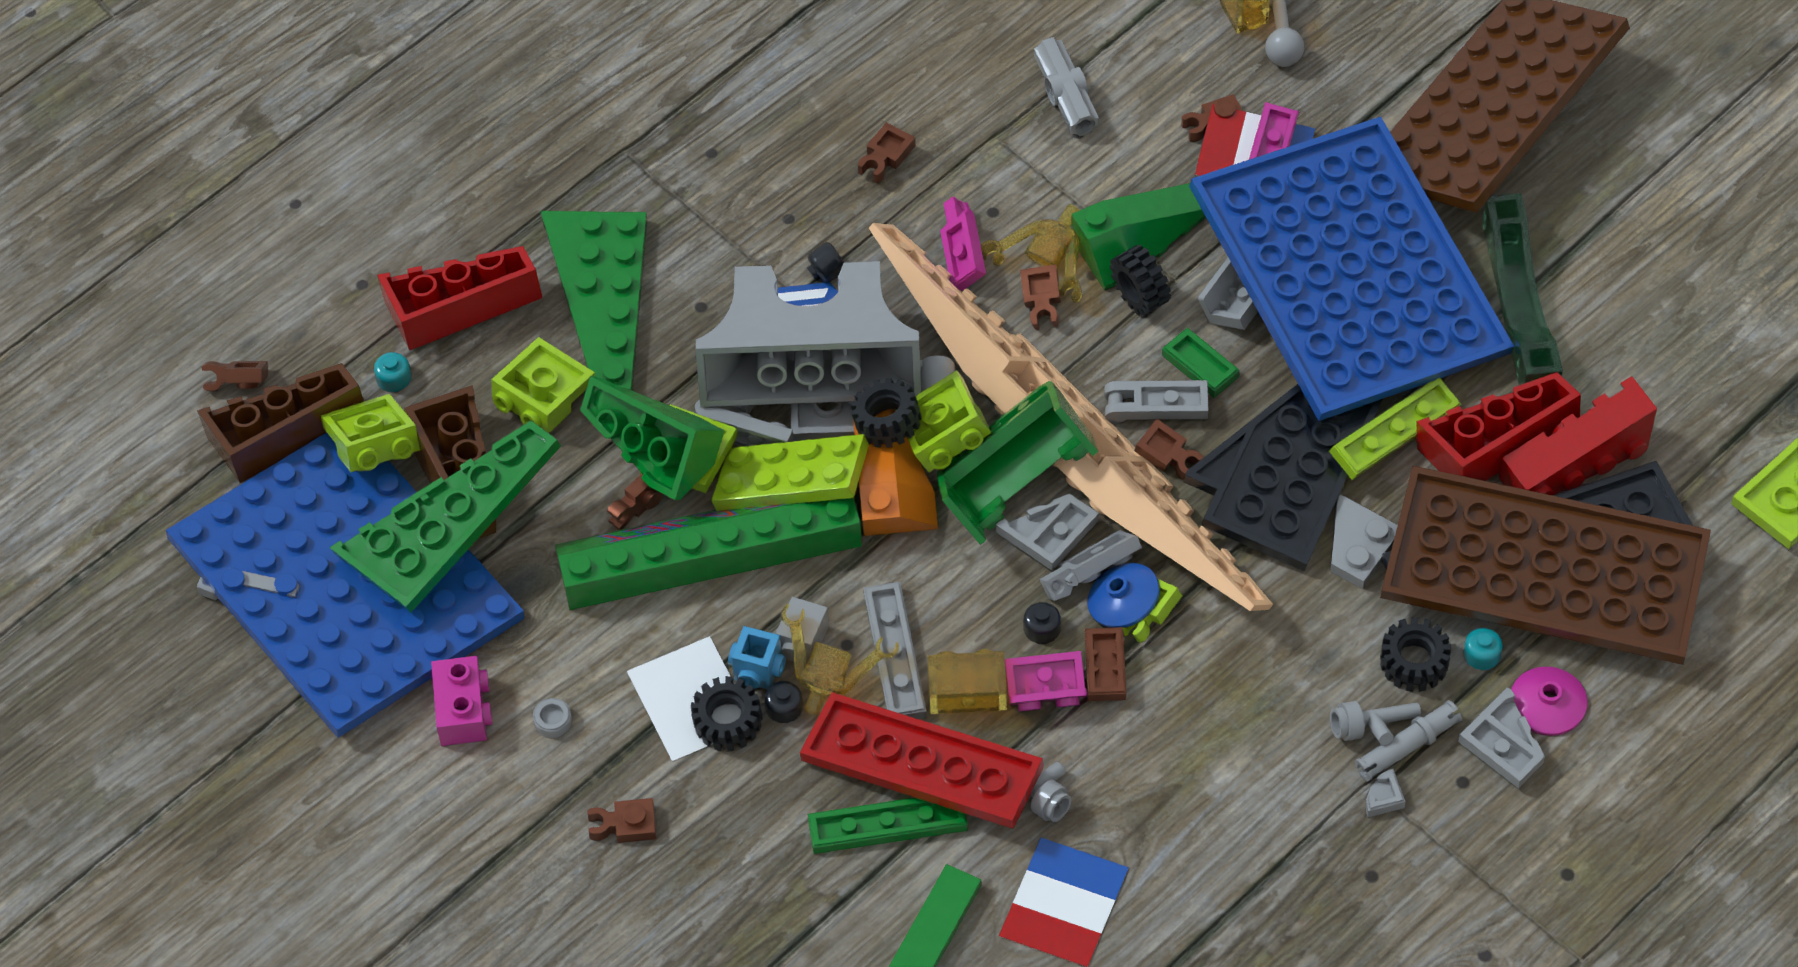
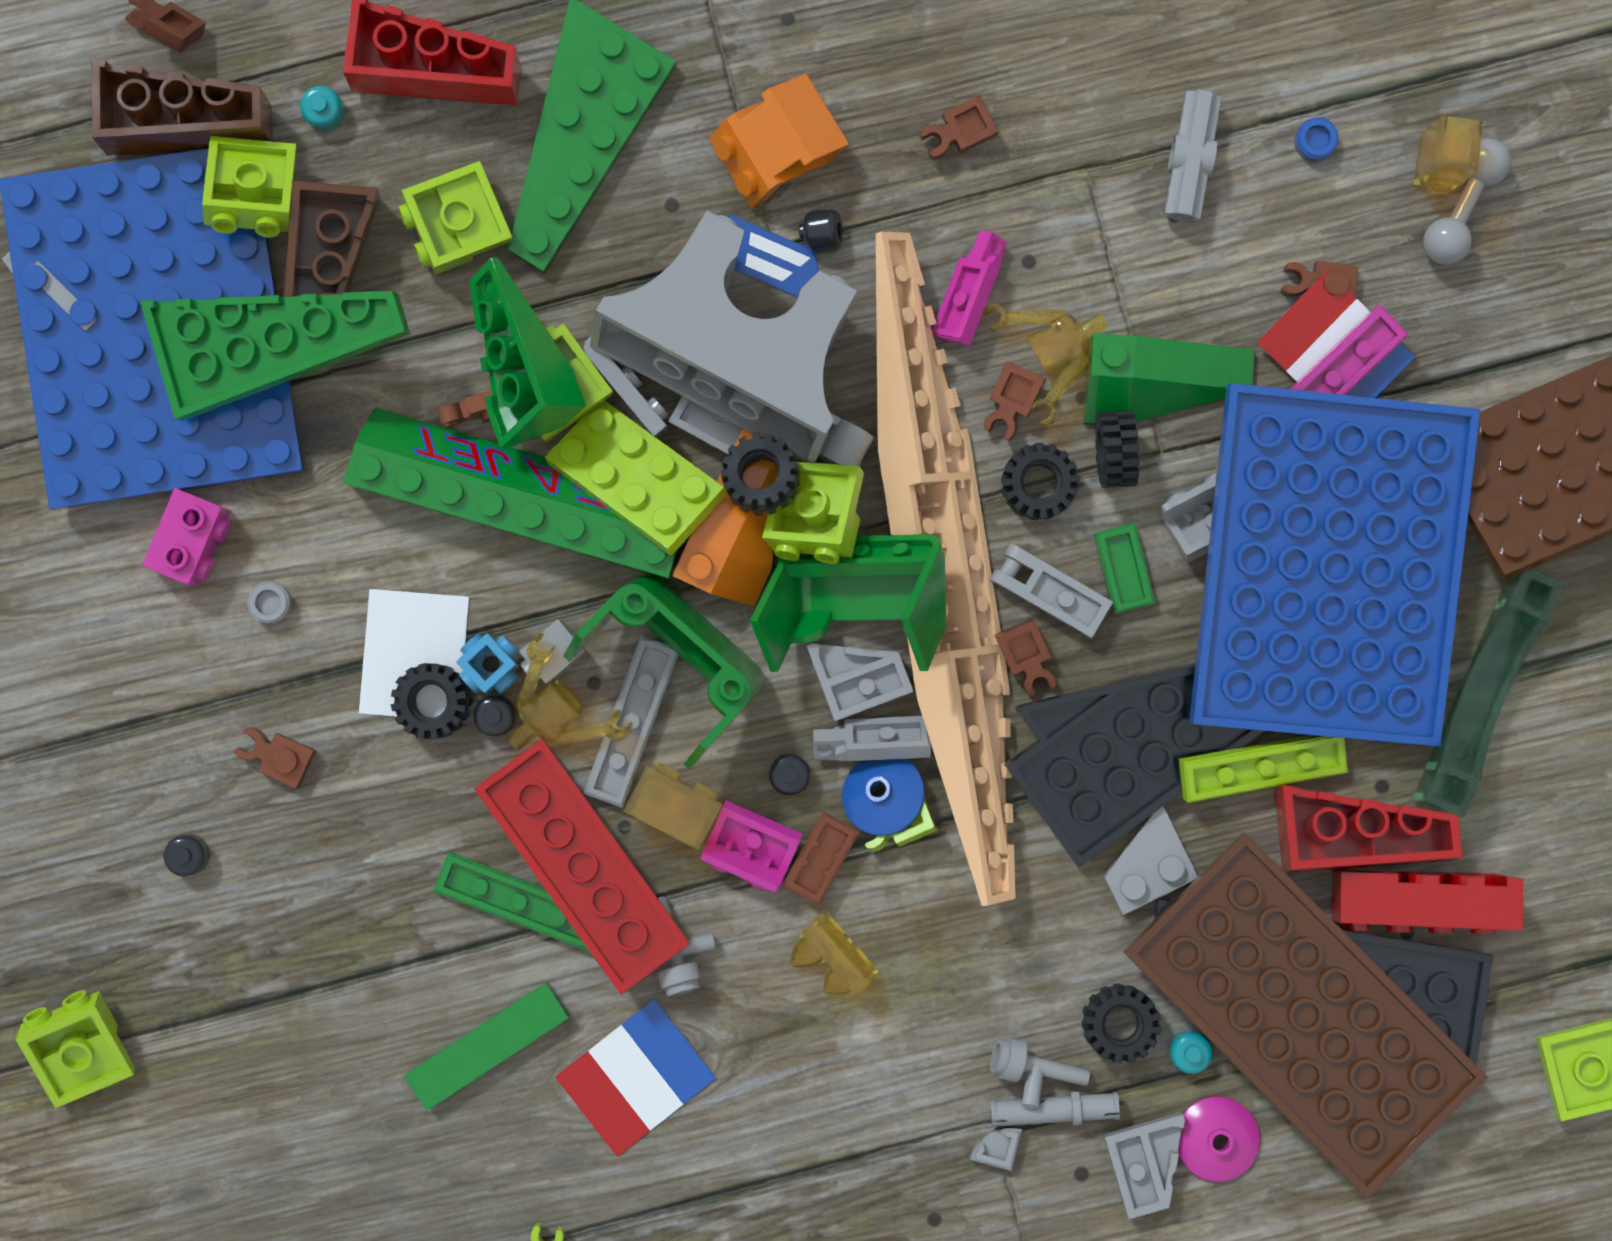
camera: 25 degrees right, 30 degrees up
(593, 929) = (186, 855): none -> black piece
(754, 218) = (778, 139): none -> orange piece
(899, 561) = (653, 603): none -> green windscreen
(1098, 353) = (1045, 456): none -> black tyre
(1145, 722) = (826, 941): none -> clear yellow tile
(1147, 38) = (1316, 139): none -> blue tile

